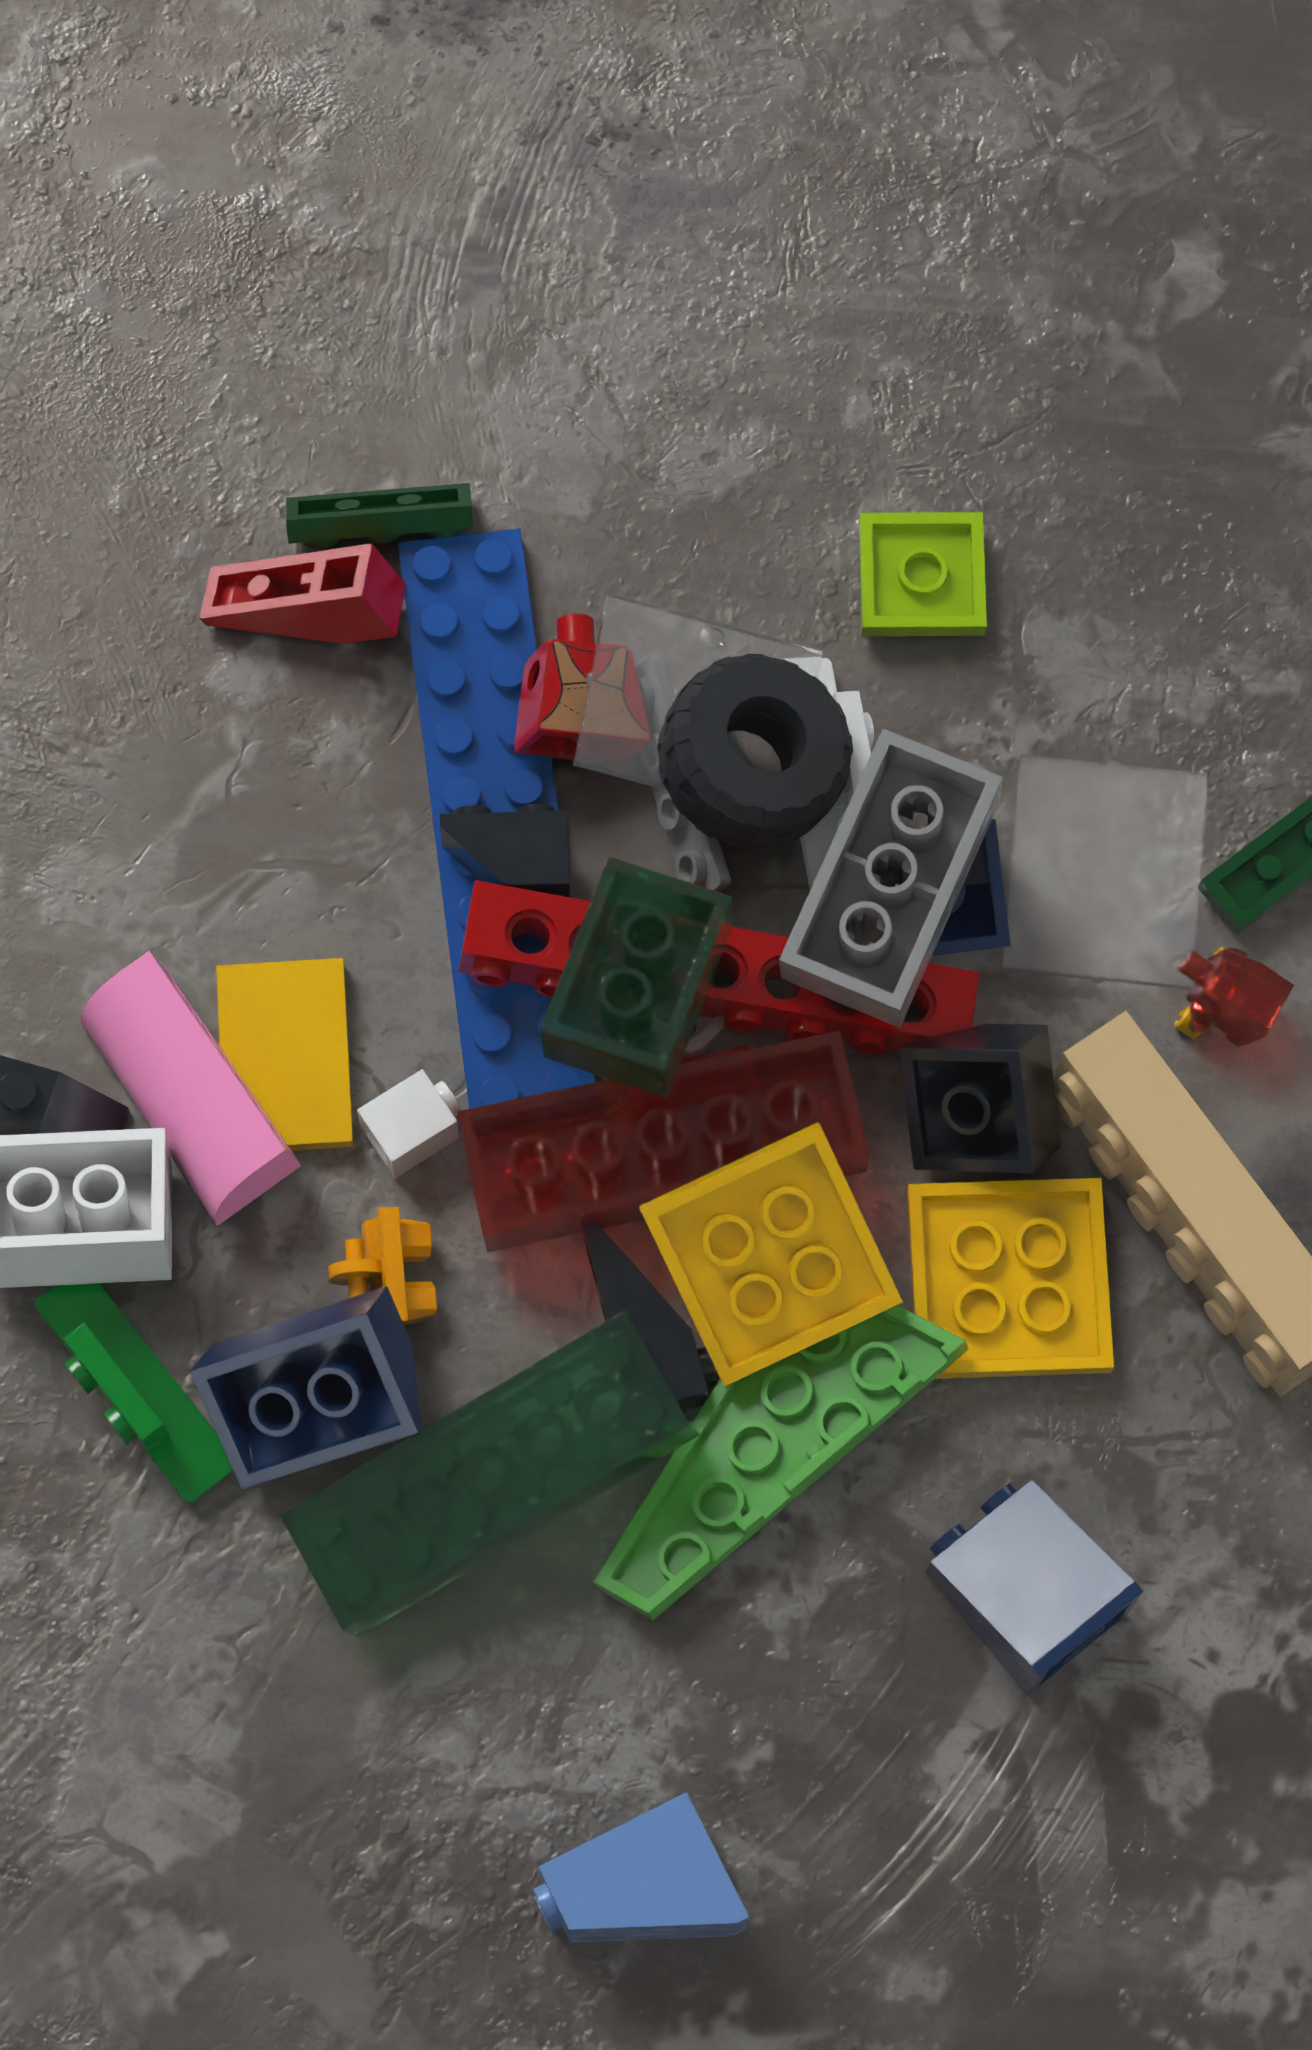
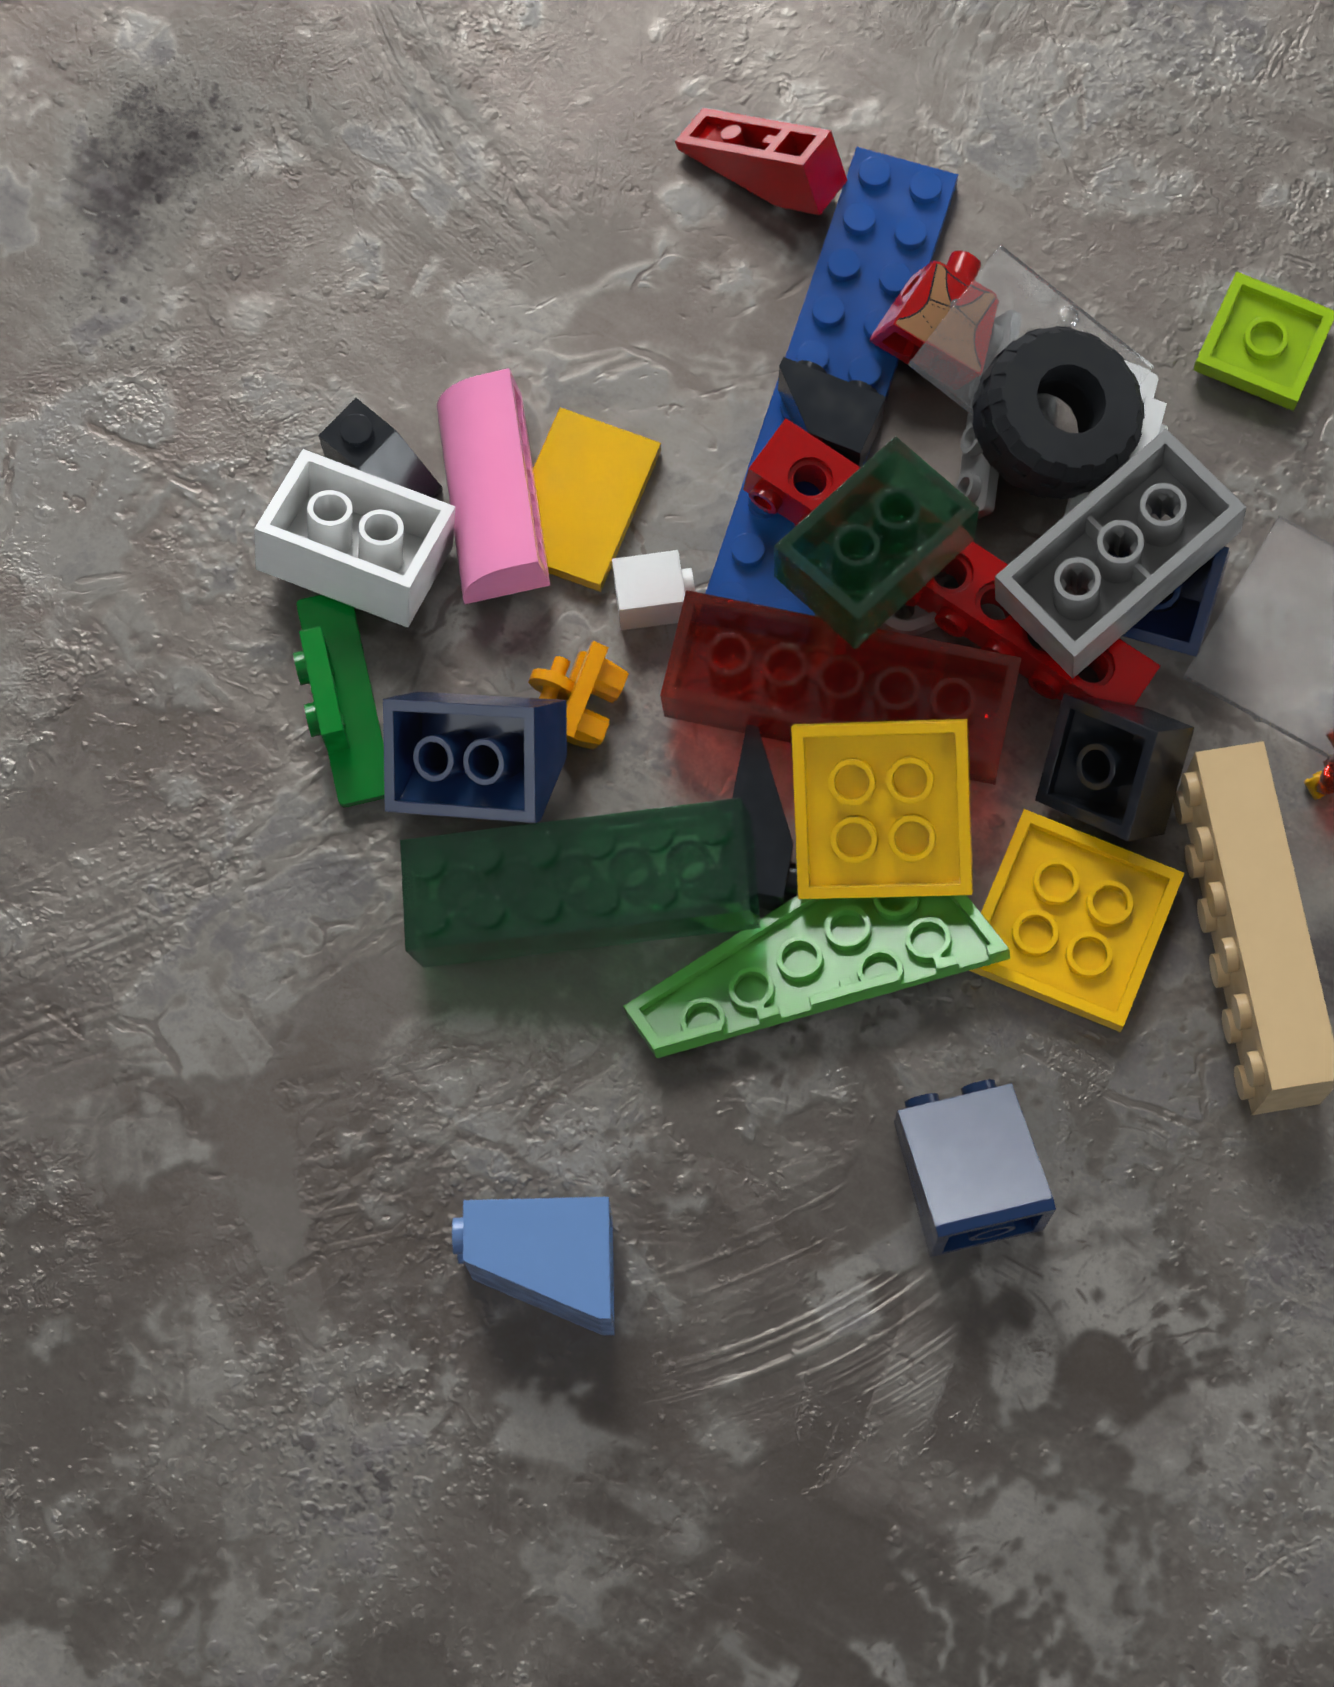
camera: 30 degrees right, 0 degrees up
(379, 514) = (852, 119): dark green plate -> none

